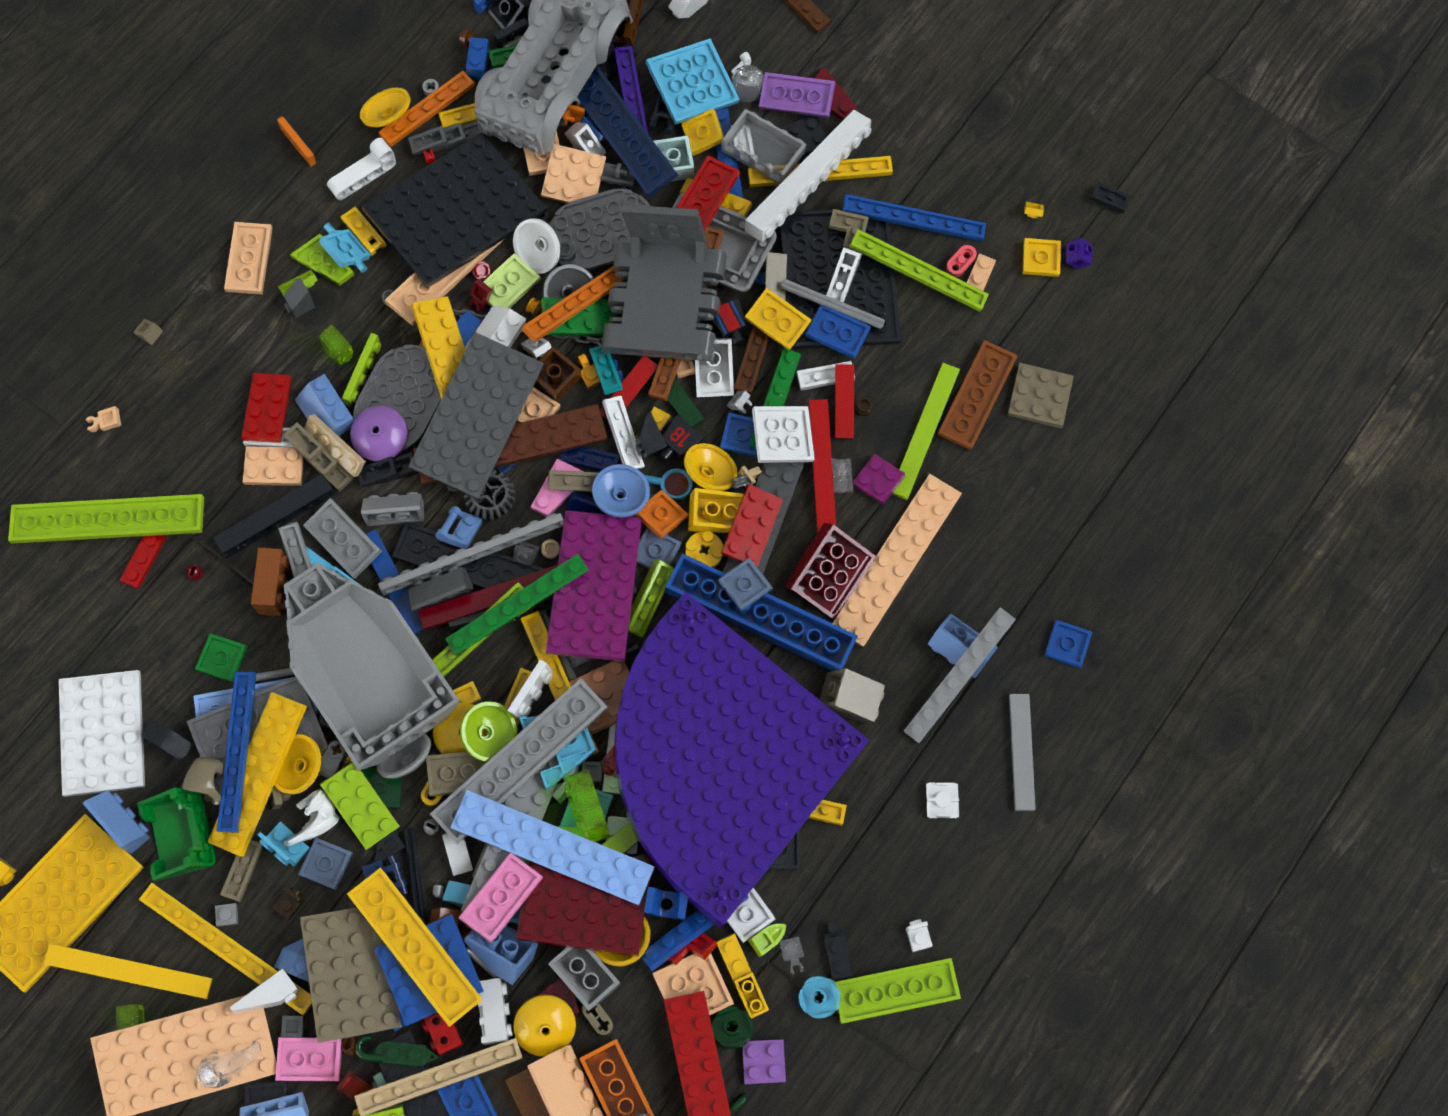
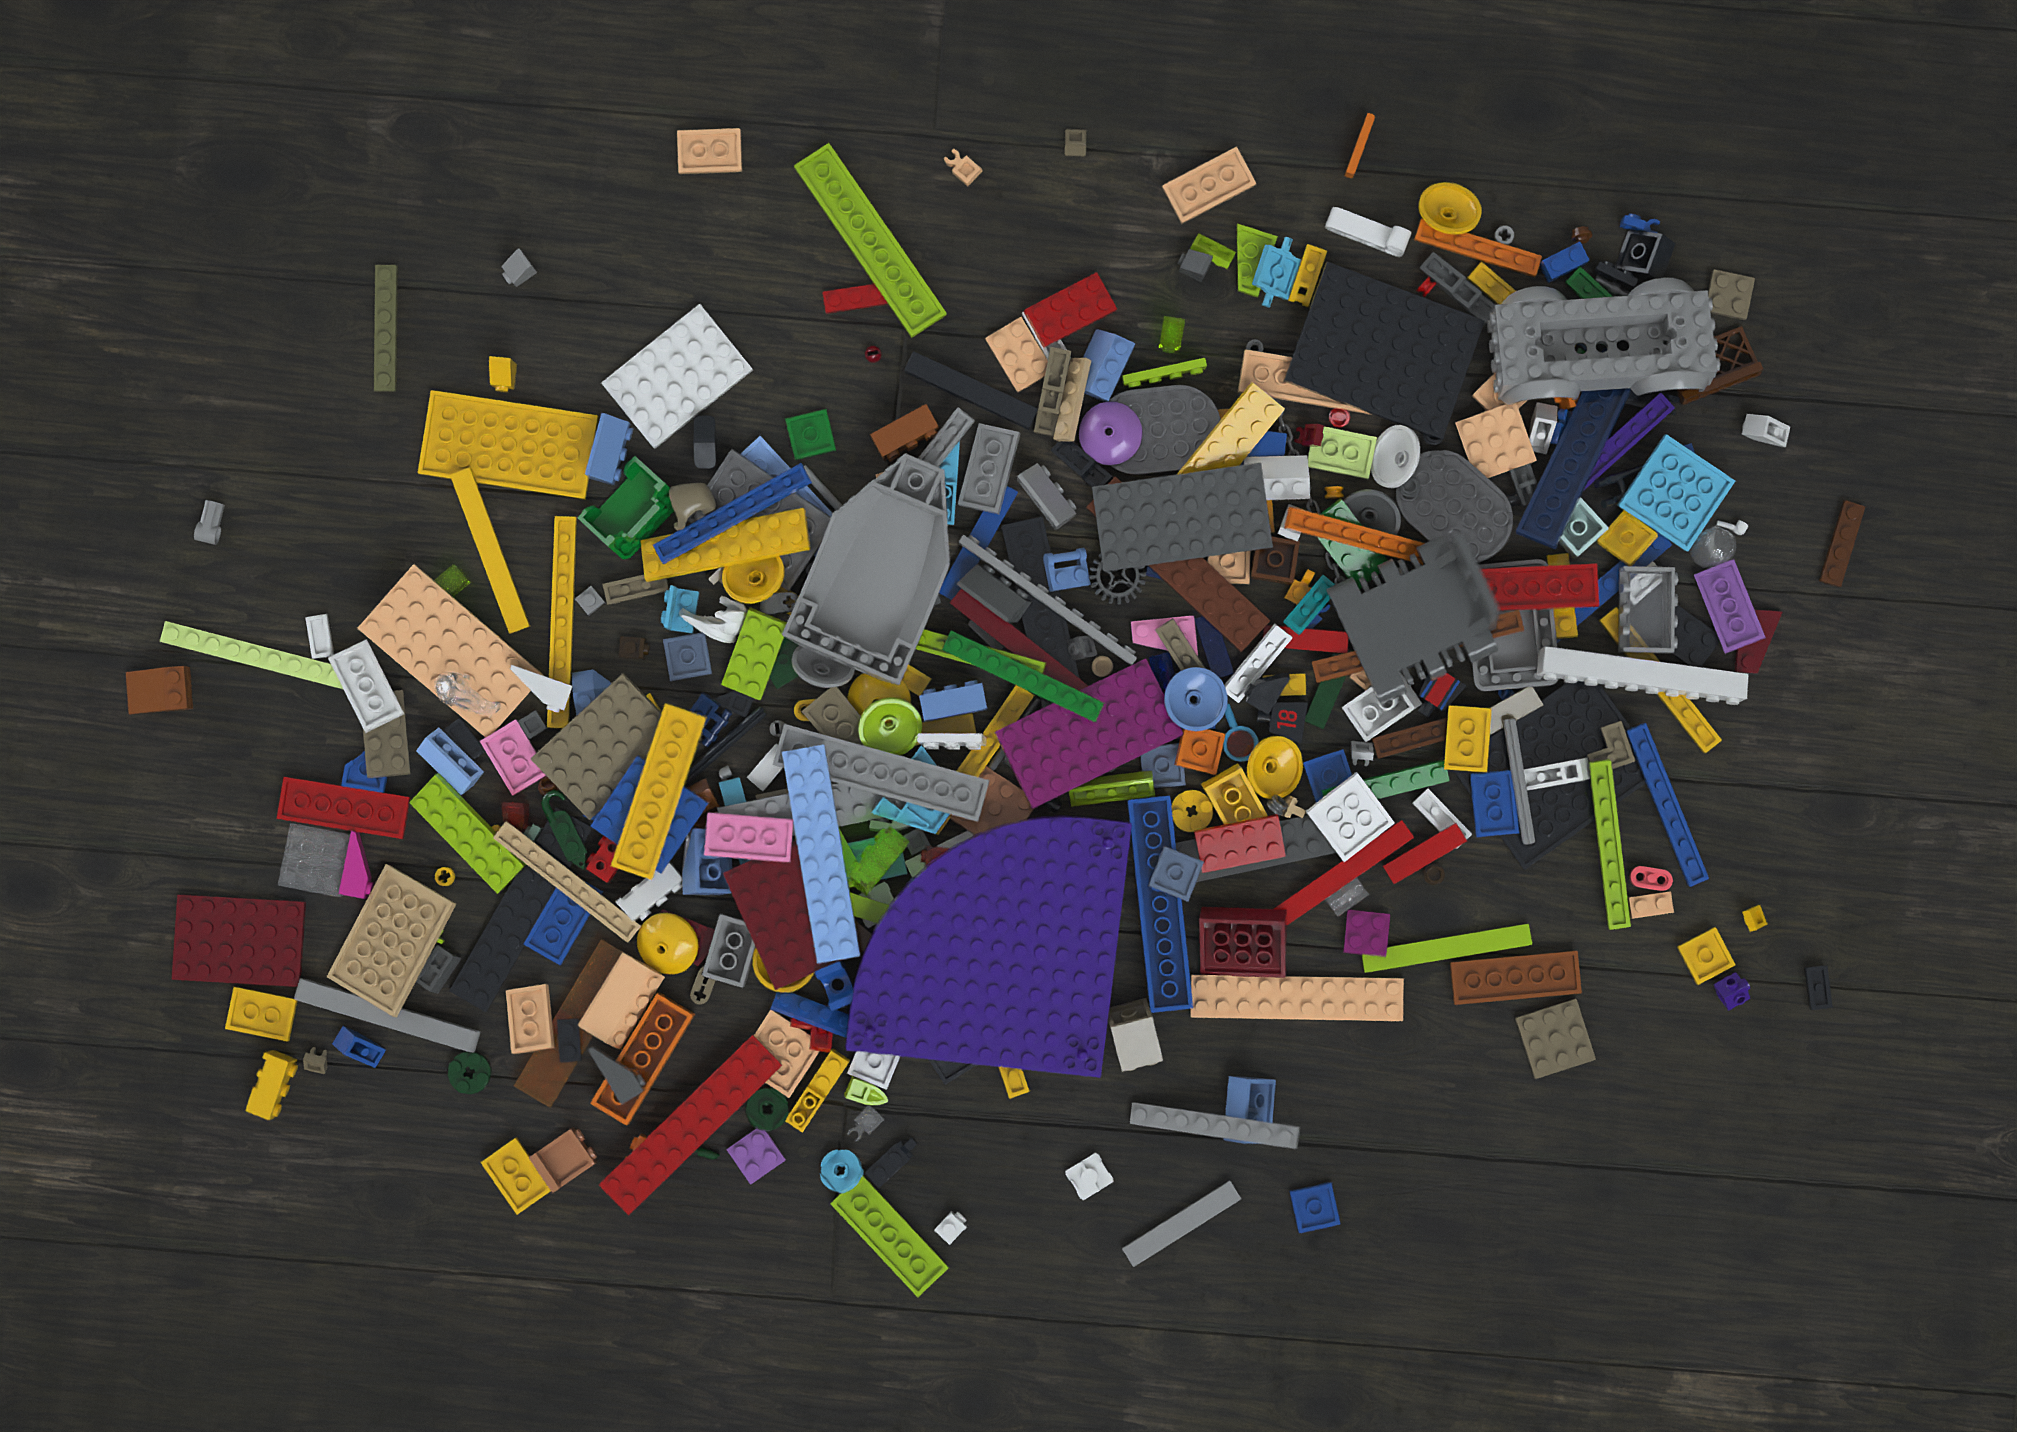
camera: 65 degrees right, 15 degrees up
(501, 672) = (953, 701): none -> medium blue brick

